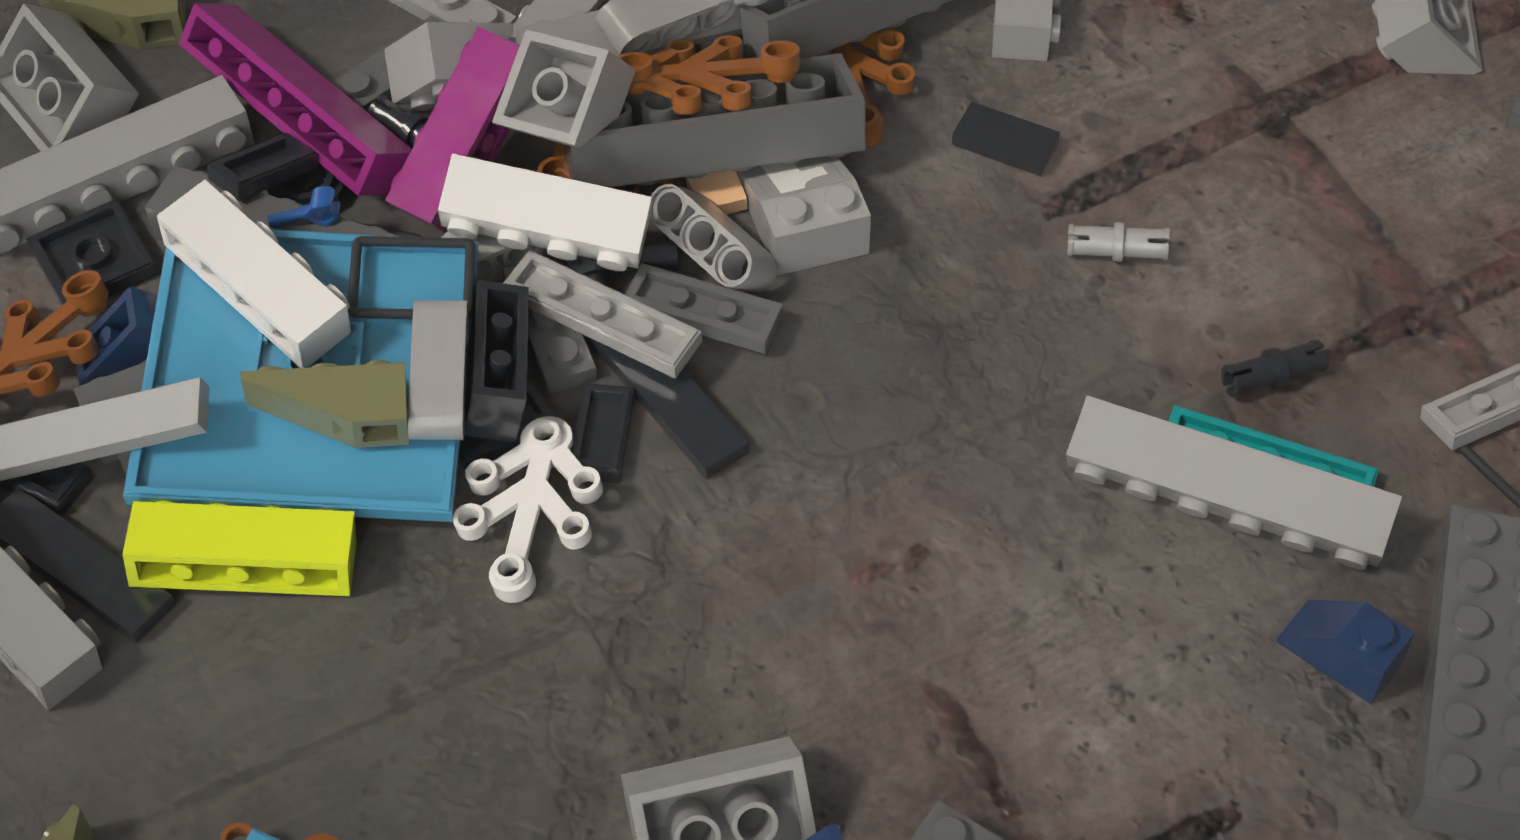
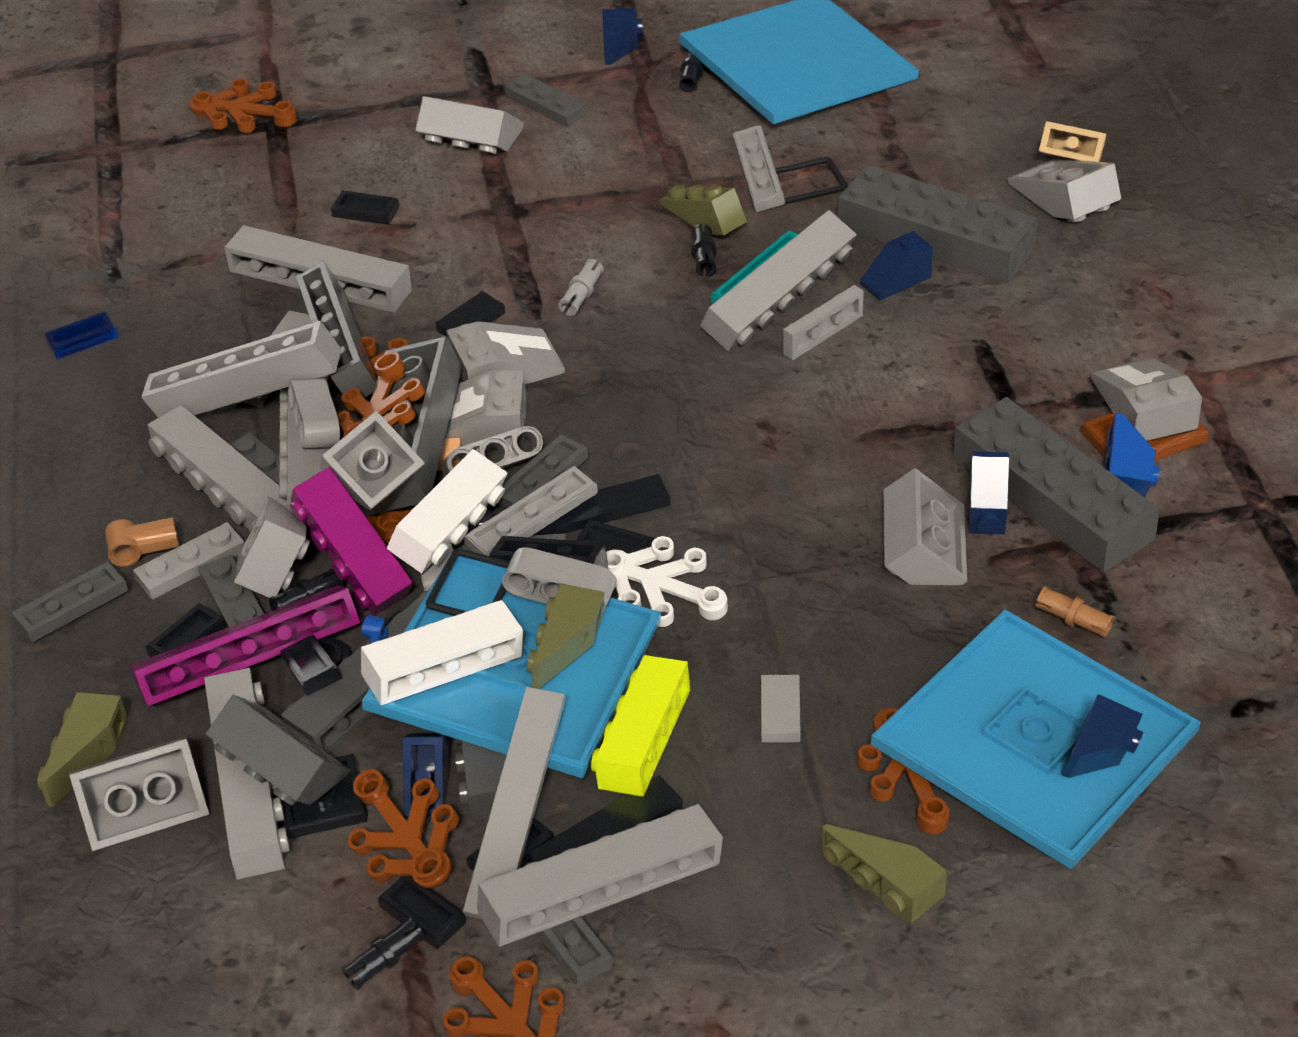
camera: 70 degrees left, 10 degrees down
(97, 176) = (274, 752): none -> dark grey slope
(326, 46) = (190, 627): none -> black tile
(329, 712) = (780, 708): none -> light grey tile
(929, 194) = (502, 347): none -> light grey slope
(1163, 567) = (822, 322): none -> light grey plate
(1371, 342) = (706, 205): none -> olive slope

